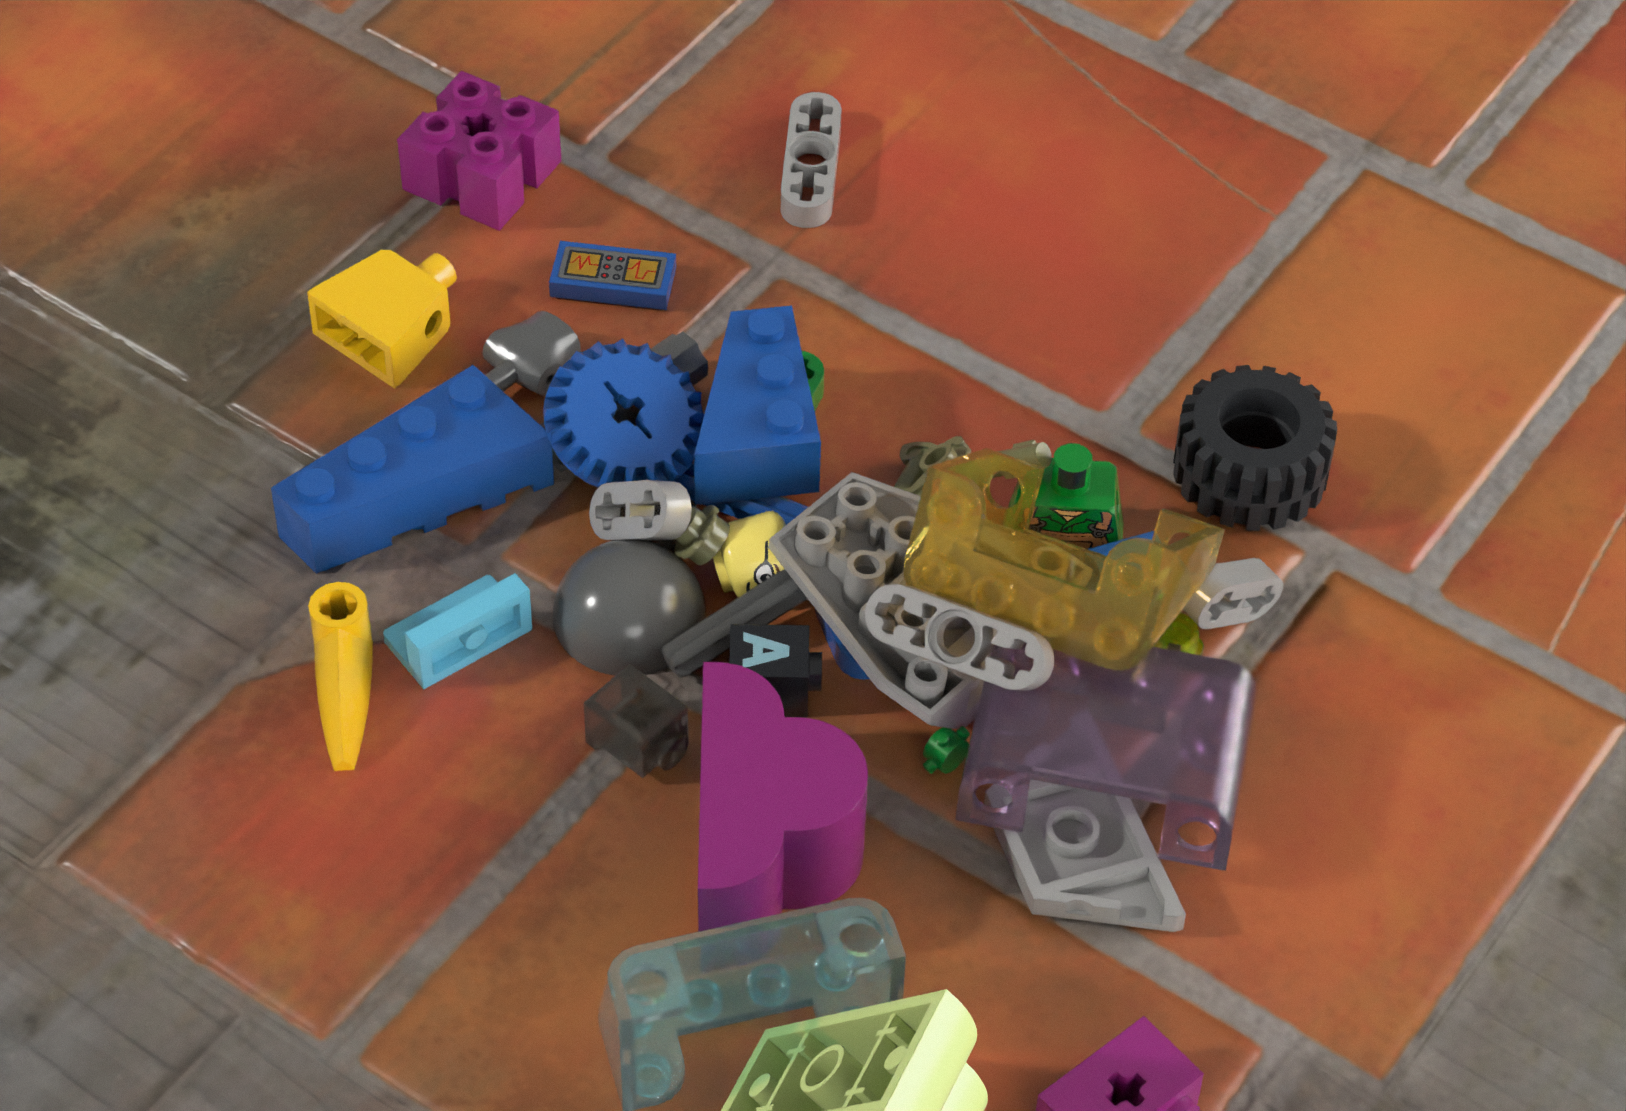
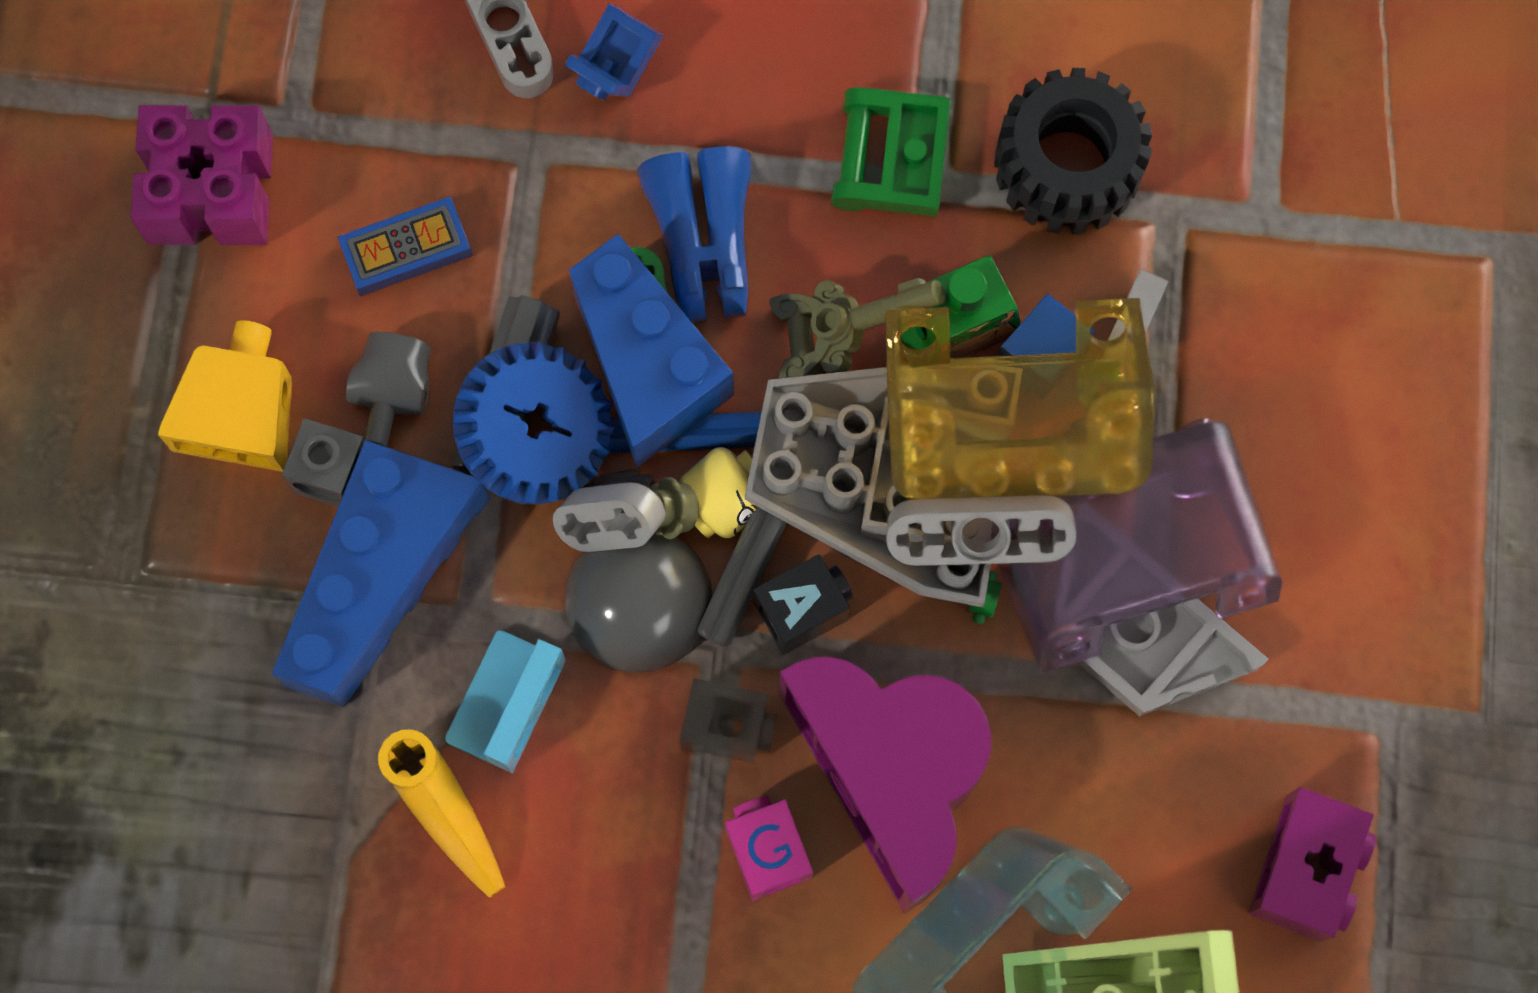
camera: 30 degrees left, 25 degrees up
(422, 367) = (322, 462): none -> dark grey brick
(605, 839) = (767, 847): none -> dark pink brick
(889, 216) = (615, 54): none -> blue bracket
(917, 341) = (725, 185): none -> blue piece
(1101, 399) = (911, 156): none -> green plate

